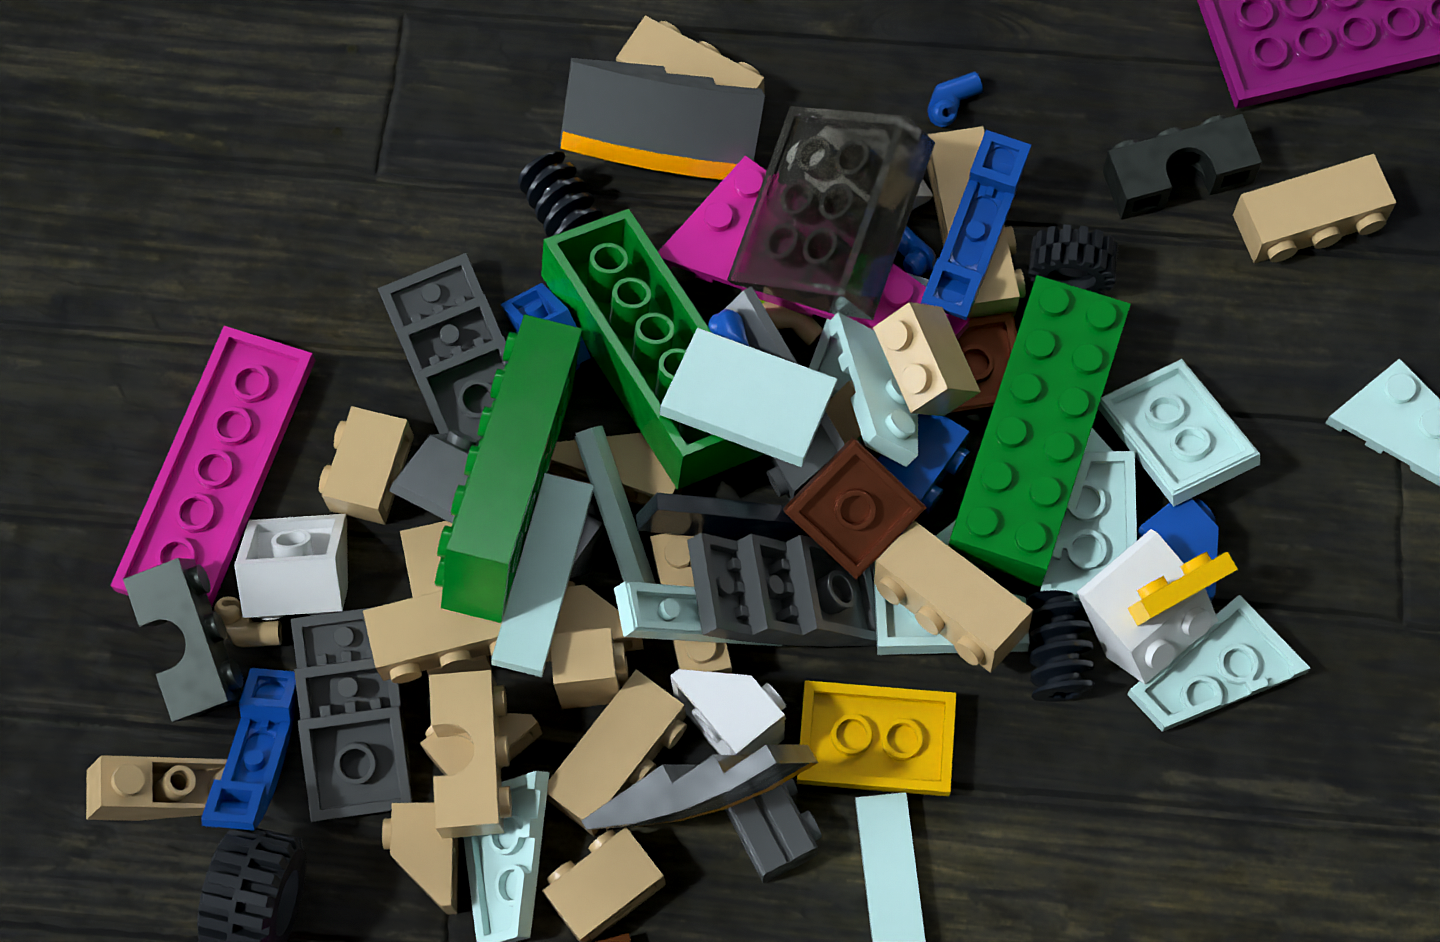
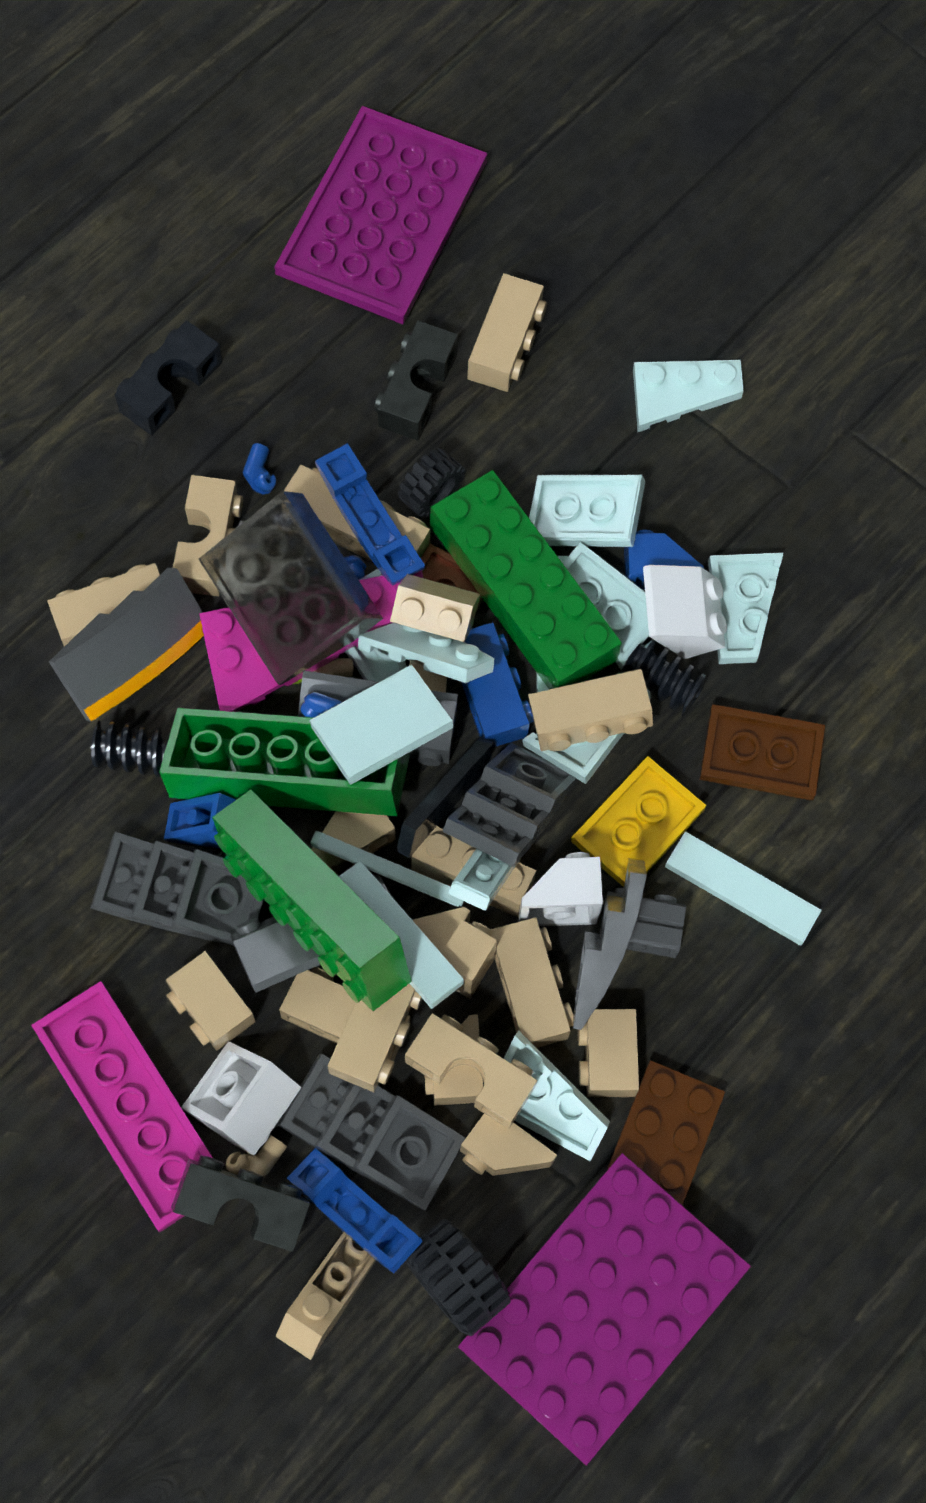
camera: 60 degrees left, 0 degrees up
(854, 508) = (495, 721): copper tile -> none
(875, 86) = (212, 505): none -> tan arch
(1061, 810) = (762, 752): none -> reddish brown plate
(1198, 574) = (695, 588): yellow plate -> none

